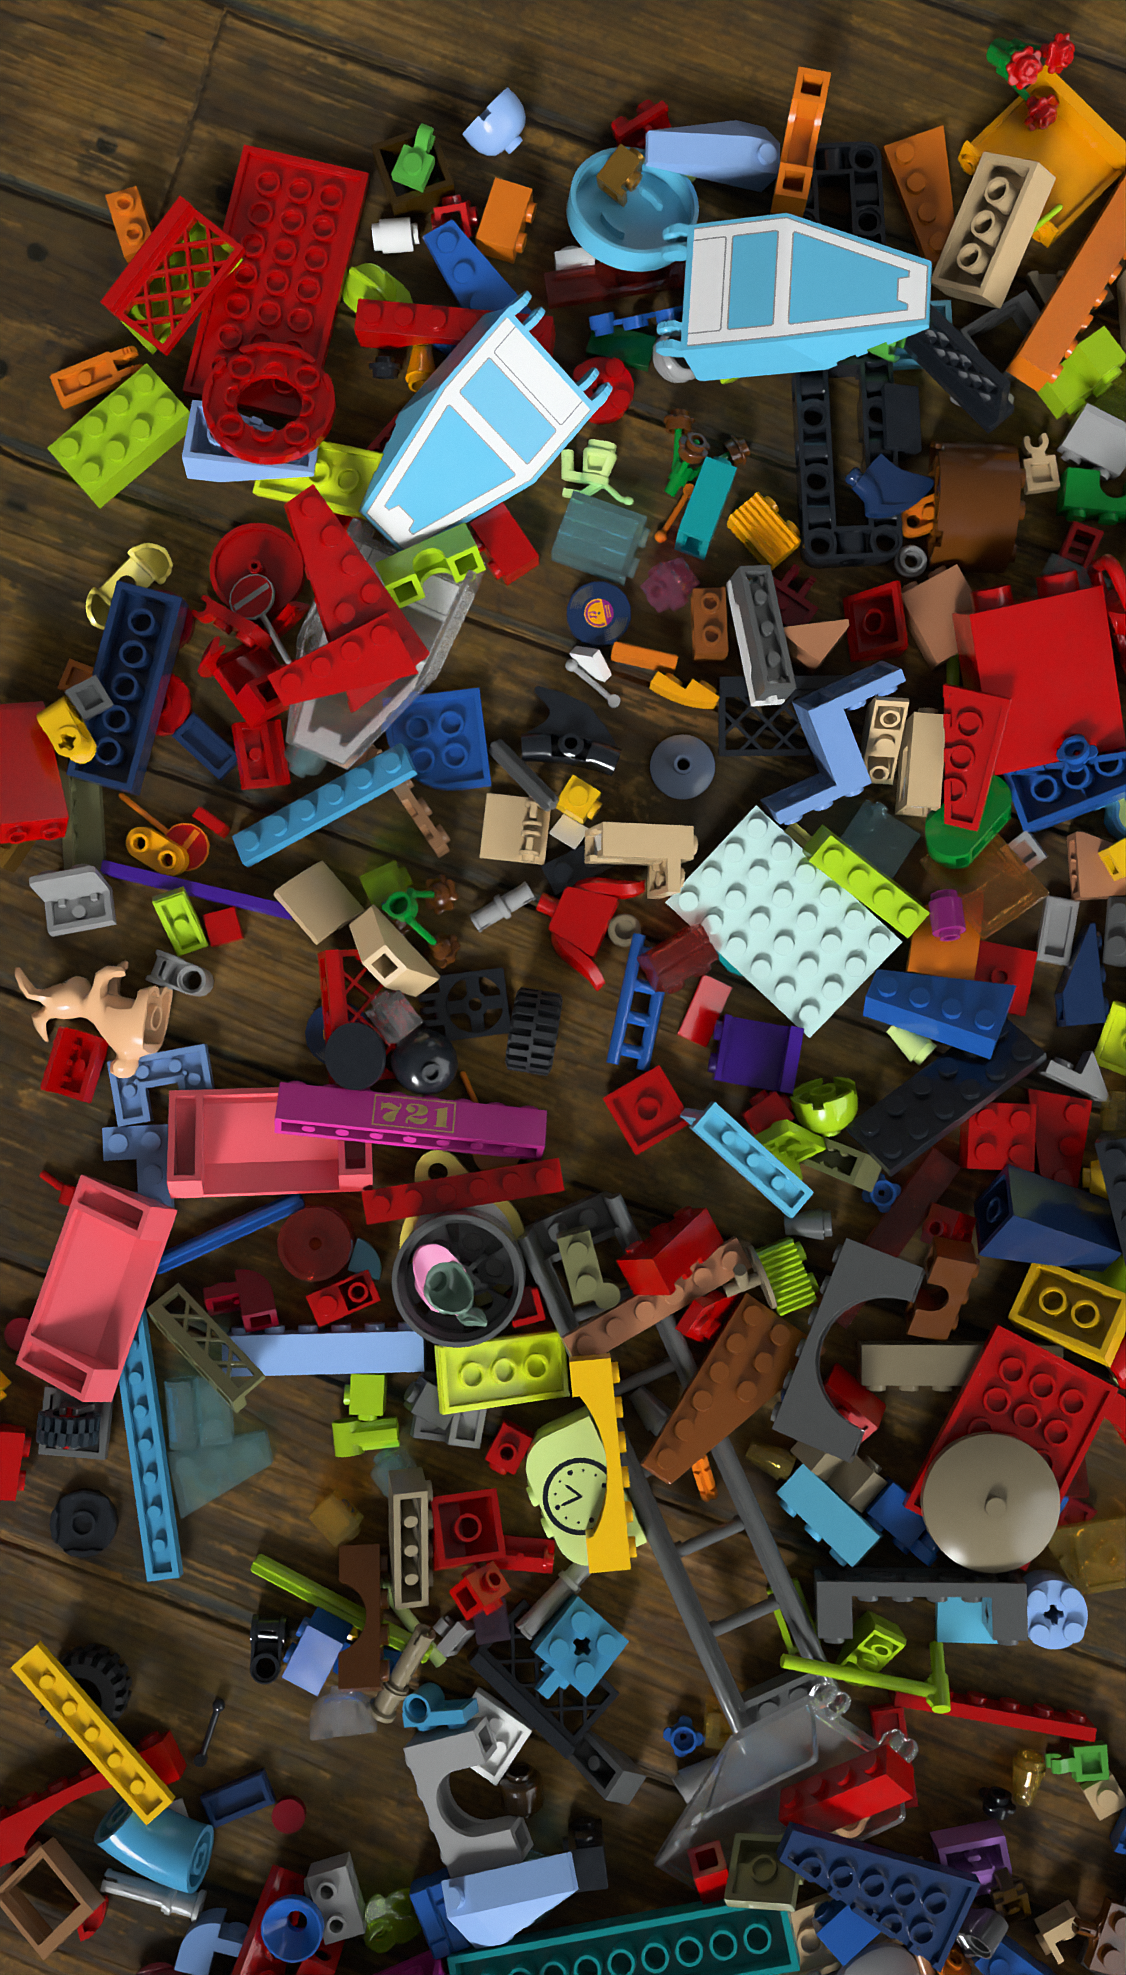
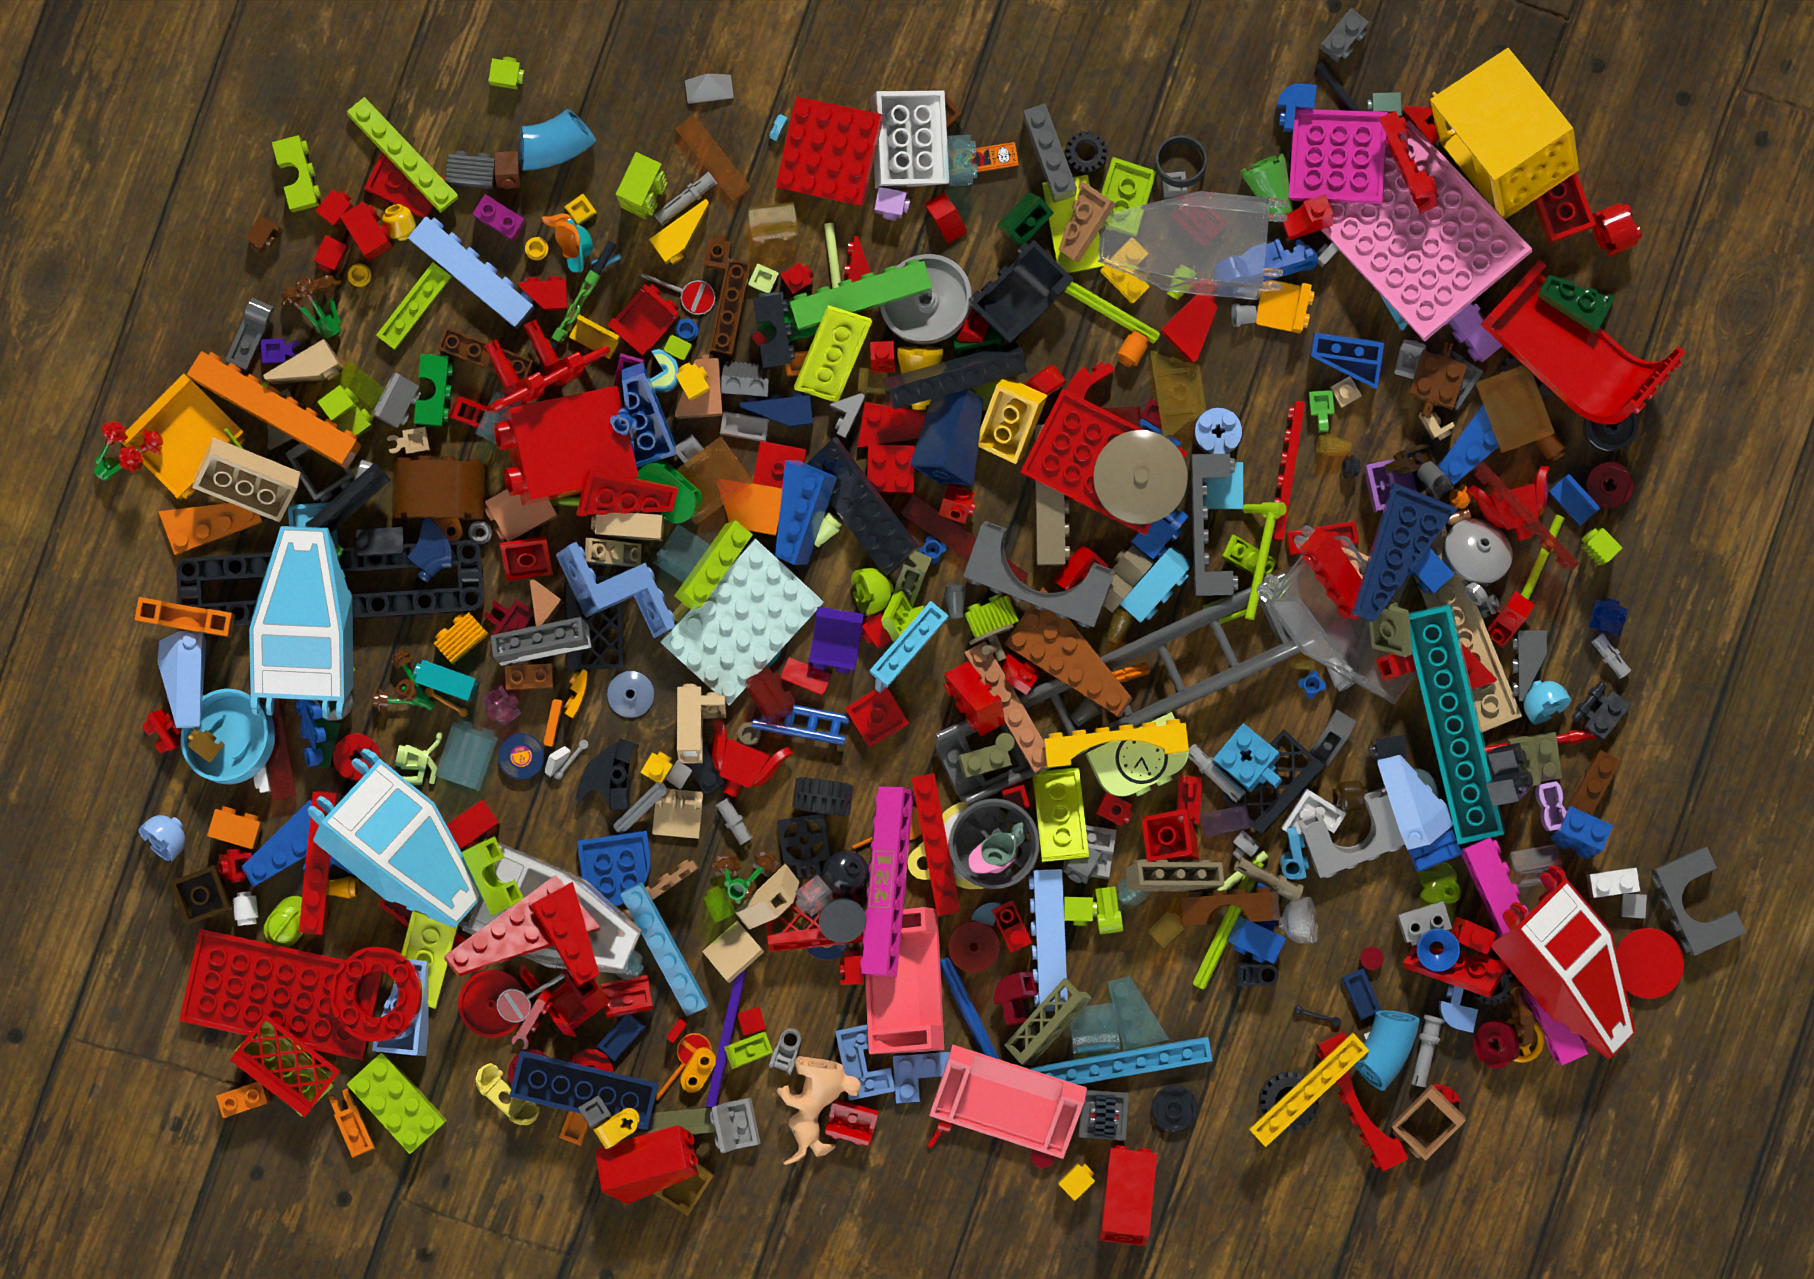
camera: 95 degrees left, 0 degrees up
(291, 1068) = (851, 968): none -> red brick
(385, 368) = (343, 913): black plate -> none
(415, 162) = (201, 893): bright green plate -> none
(480, 1590) = (1210, 826): red brick -> none
(936, 1310) = (1013, 513): reddish brown arch -> none
(946, 915) = (736, 508): magenta brick -> none

